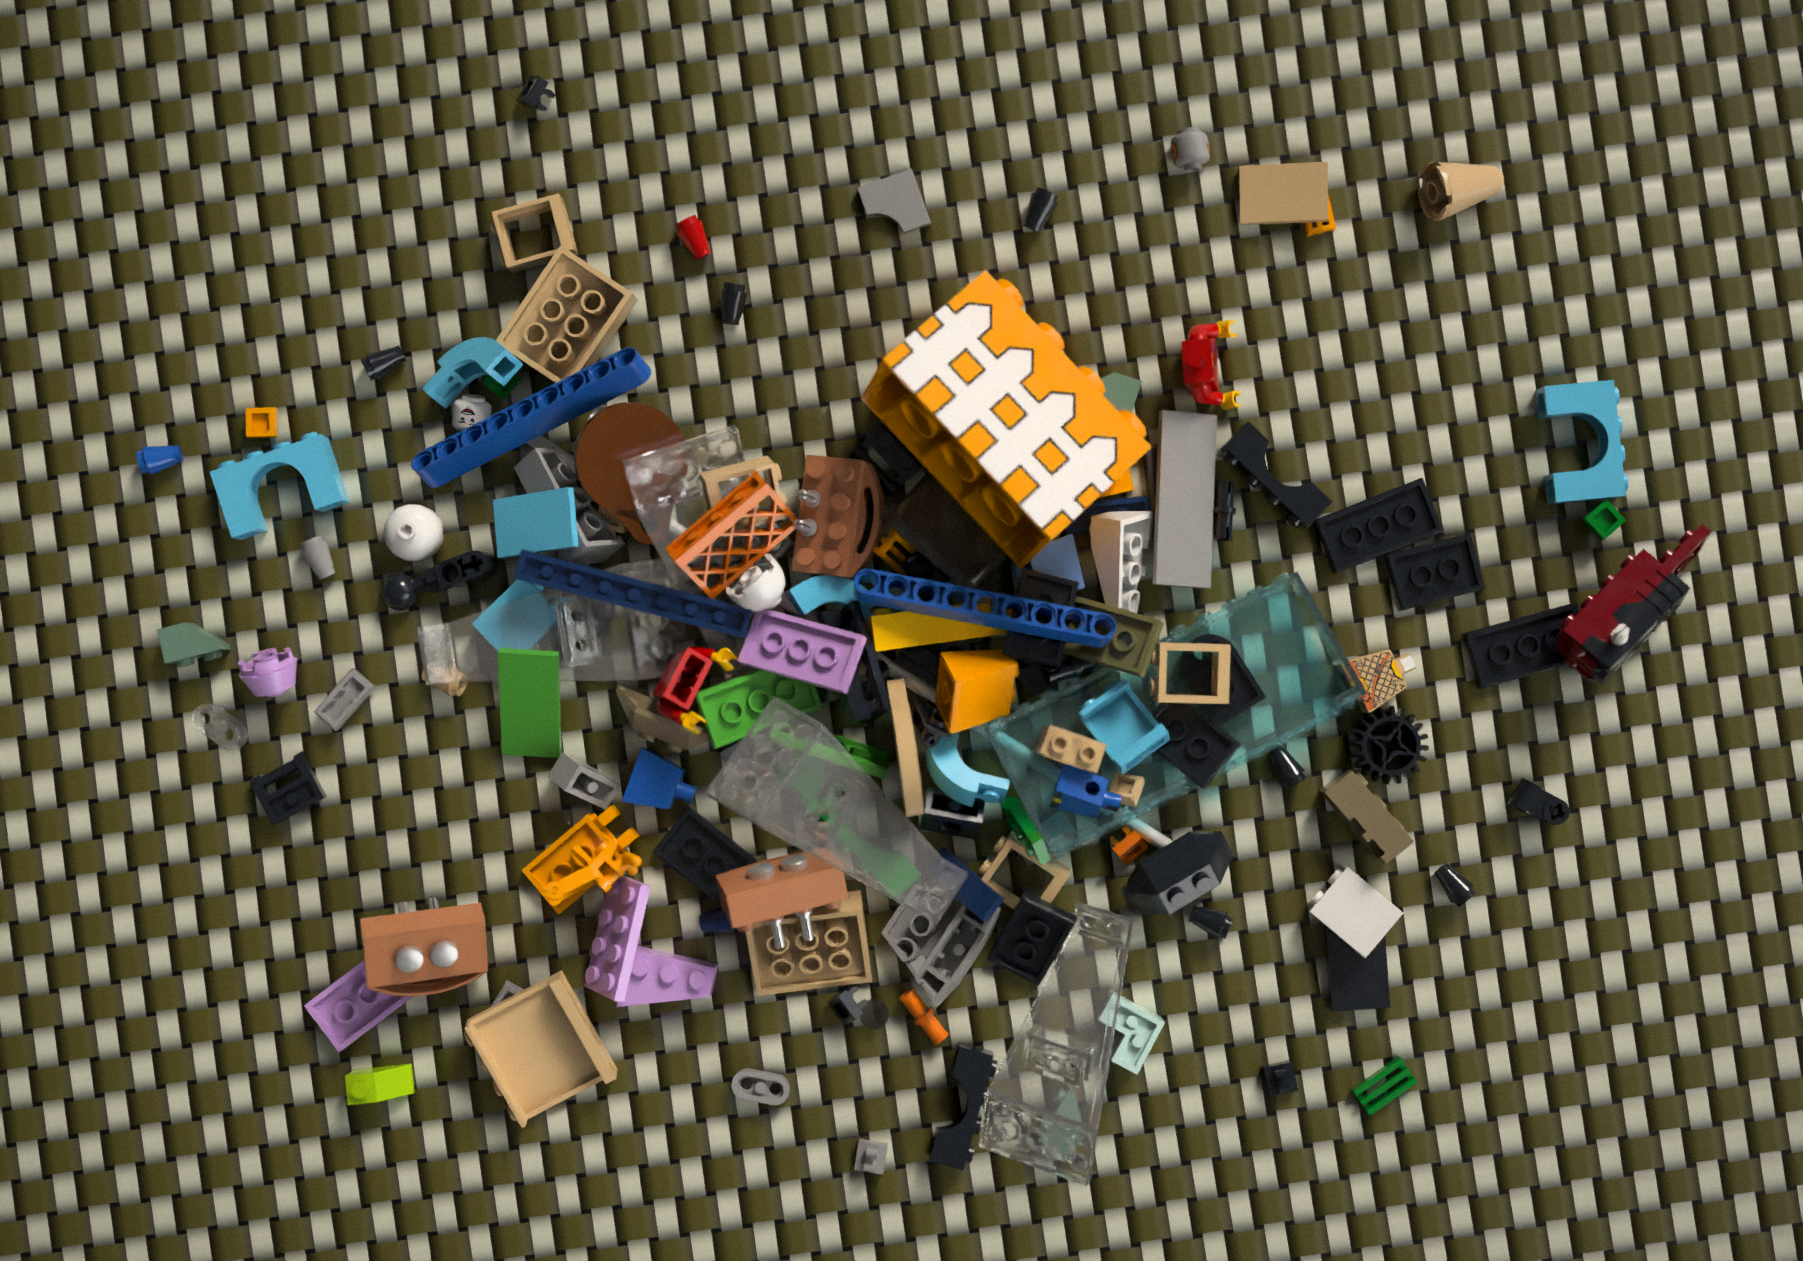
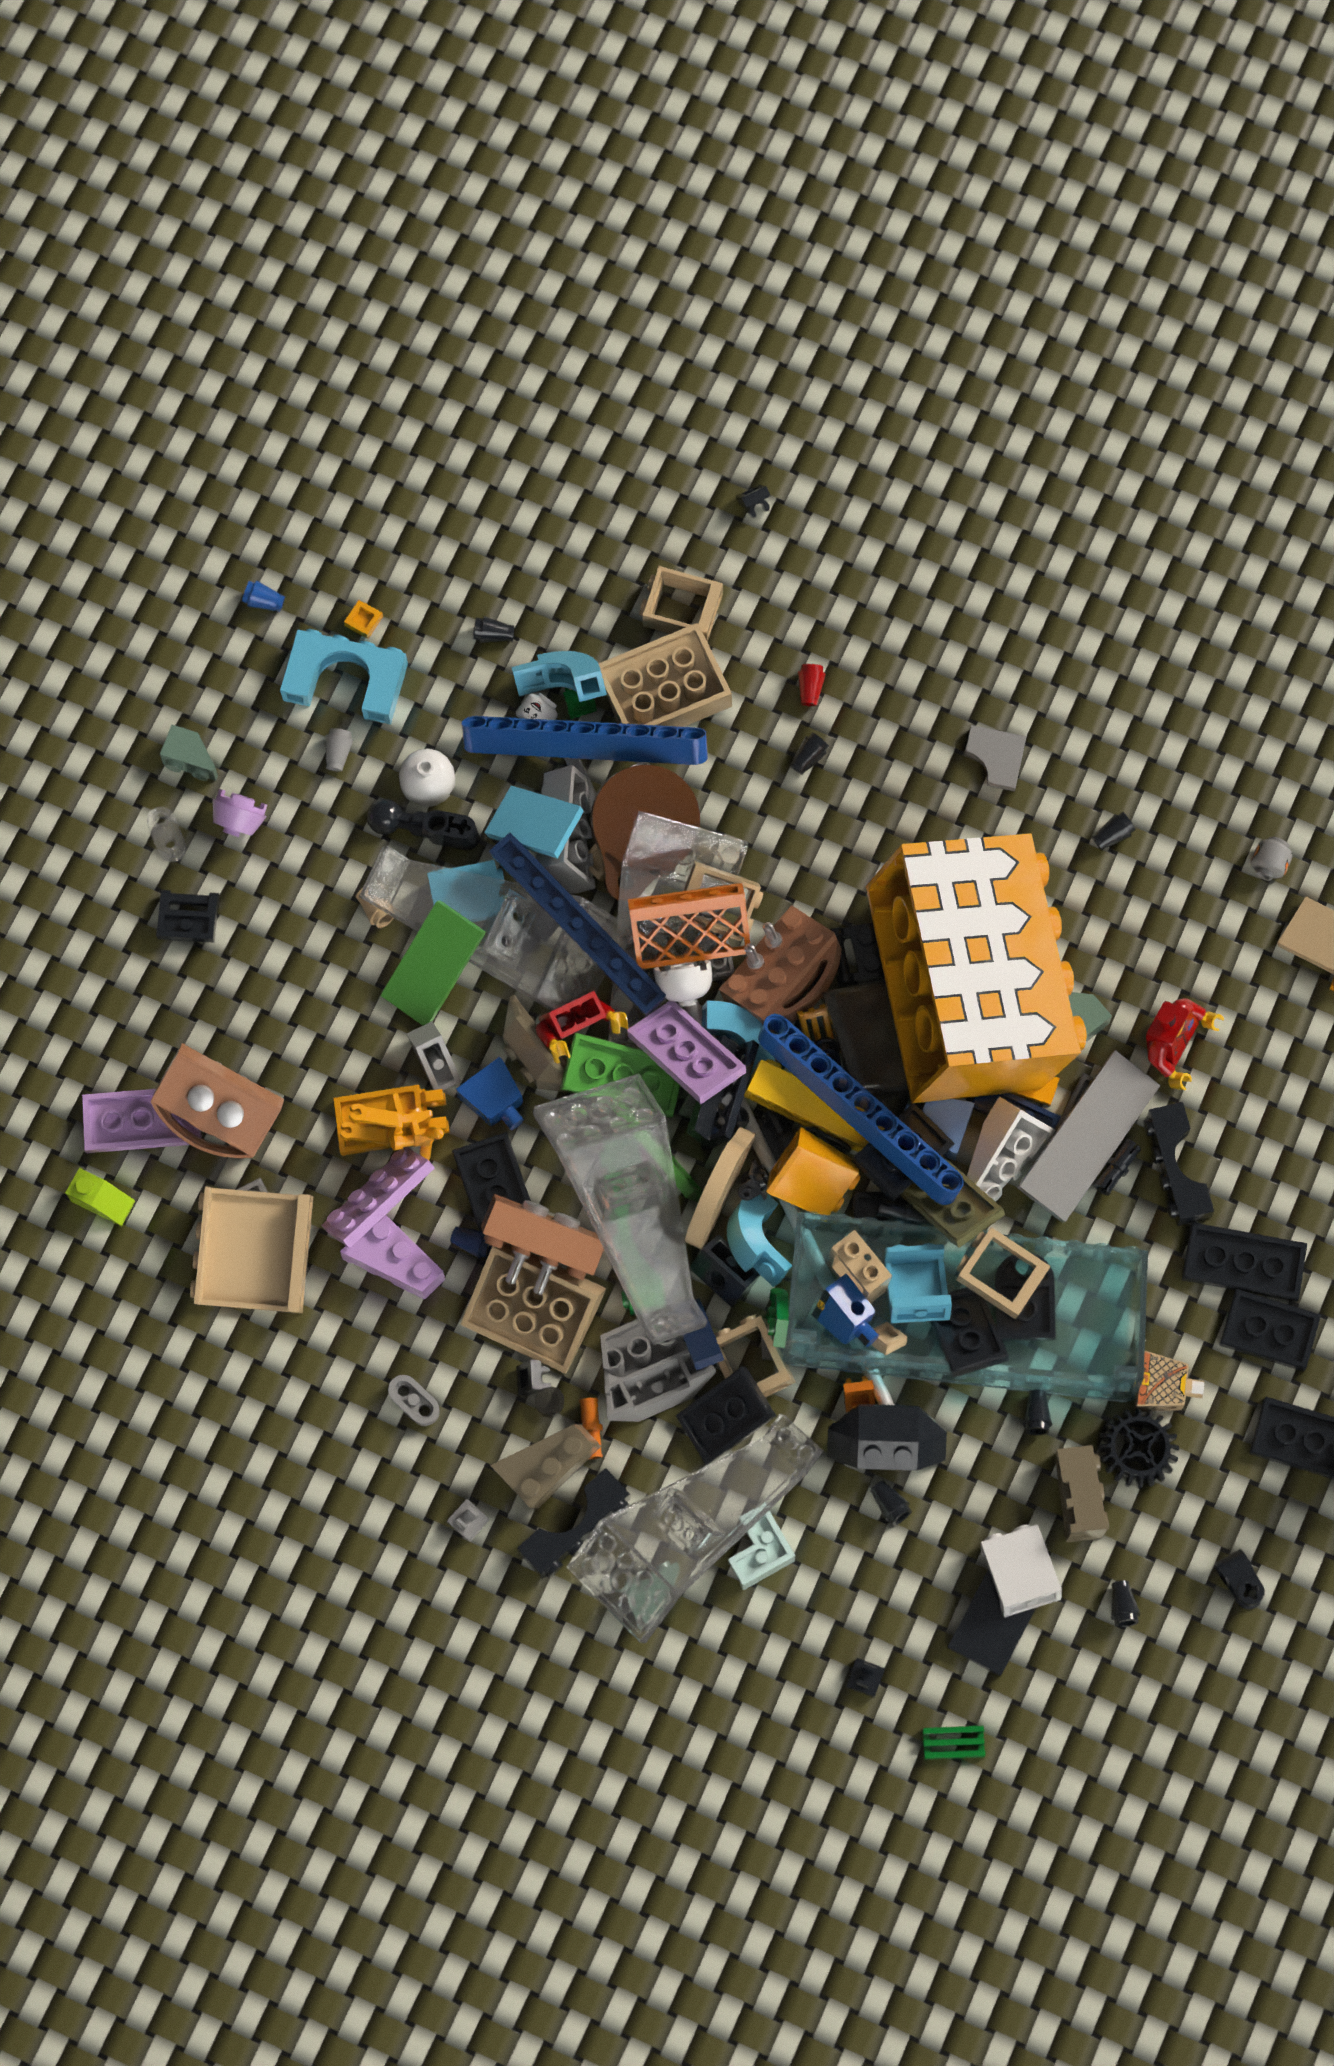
camera: 30 degrees right, 15 degrees down
(344, 699) = (282, 873): light grey plate -> none
(907, 1077) = (547, 1464): none -> dark tan wedge

